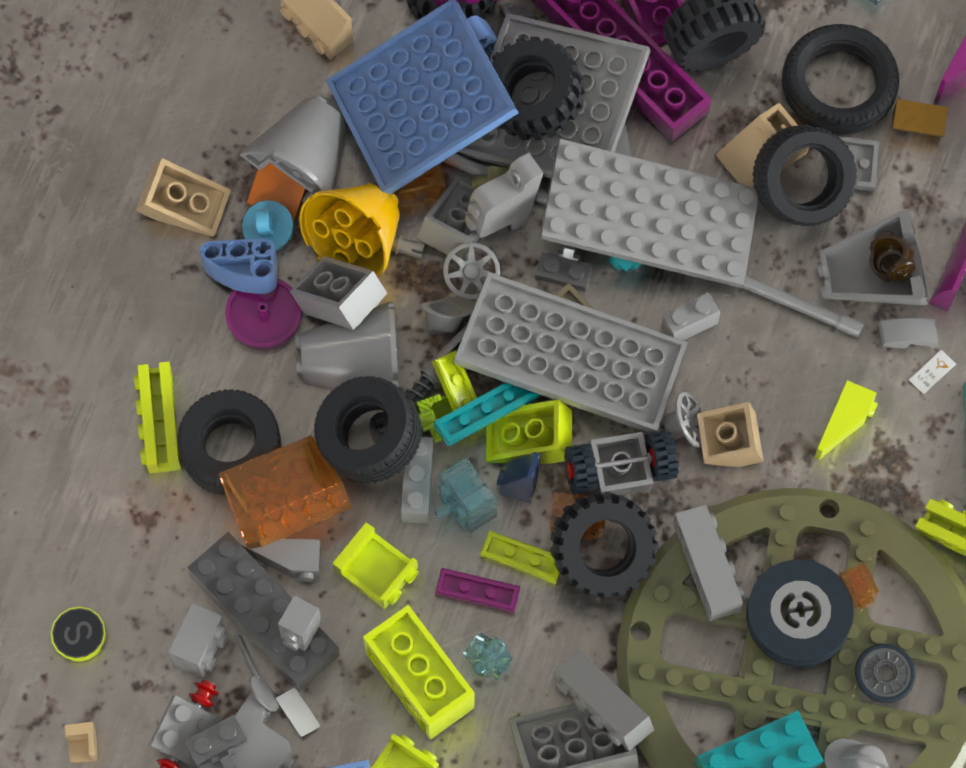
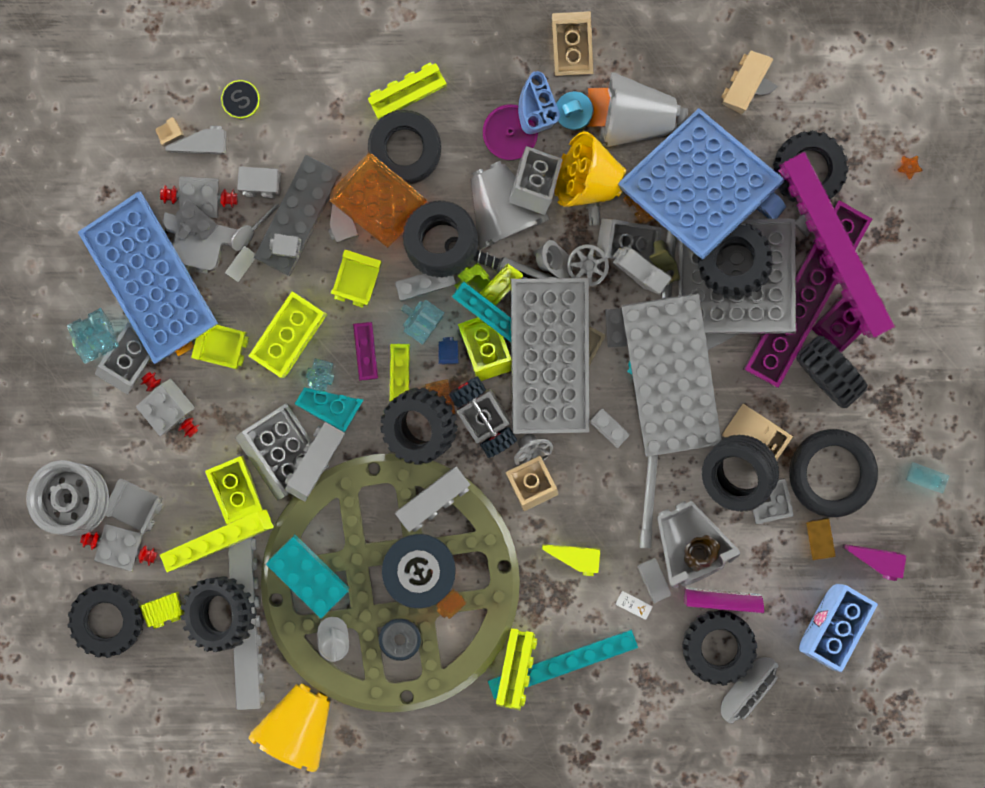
camera: 70 degrees right, 20 degrees up
(116, 696) = (203, 142): none -> light grey slope
(535, 662) = (329, 407): none -> teal wing

